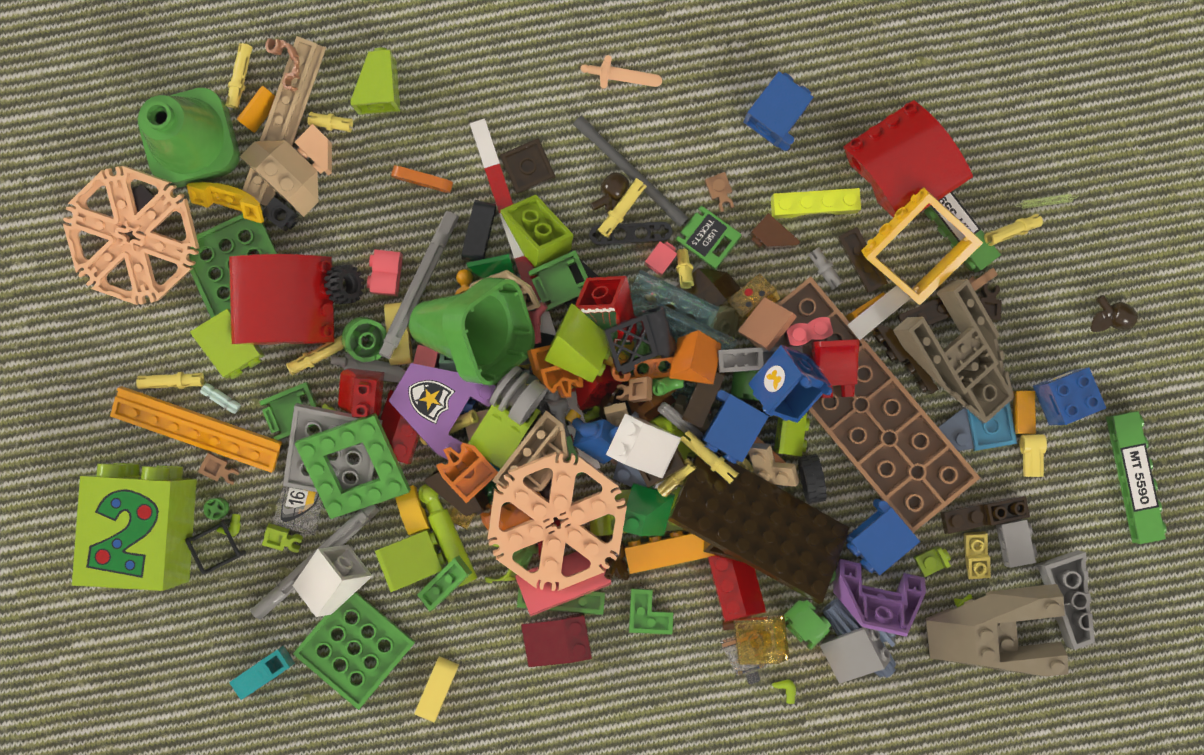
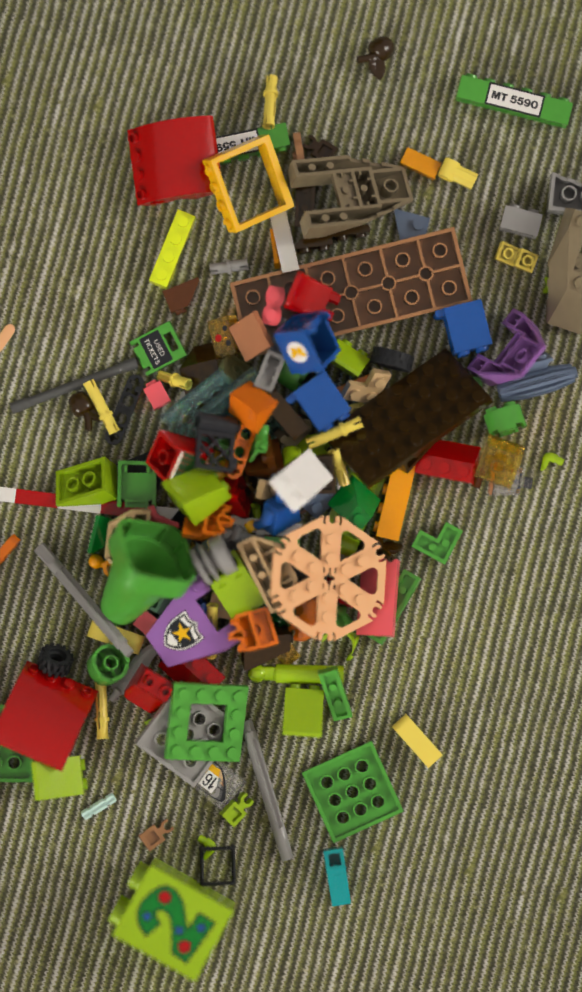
camera: 70 degrees left, 0 degrees up
(176, 380) = (62, 846): light yellow pin -> none
(196, 429) = (114, 837): light orange plate -> none
(211, 507) = (185, 853): bright green wheel -> none
(282, 405) = (133, 758): bright green container -> none
(331, 579) = (288, 783): white slope -> none
(385, 272) = (61, 623): coral brick -> none
(411, 512) = (265, 693): yellow slope -> none
(478, 231) = (64, 531): black beam -> none
(527, 166) = (29, 467): dark brown tile -> none
(557, 640) = (424, 626): dark red slope -> none
(638, 390) = (255, 463): medium nougat plate -> none
(676, 418) = (291, 444): light grey axle -> none
(719, 189) = (122, 320): medium nougat plate -> none
(778, 110) = (83, 243): blue container -> none
(855, 654) = (546, 391): light grey panel -> none
(869, 275) = (220, 236): dark brown plate -> none
(932, 560) = (503, 294): lime bracket -> none
(985, 514) = (486, 235): dark brown slope -> none
(996, 432) = (425, 195): dark azure tile -> none
(1031, 203) = (262, 61): yellowish green piece -> none
(1069, 396) = (424, 124): blue container -> none

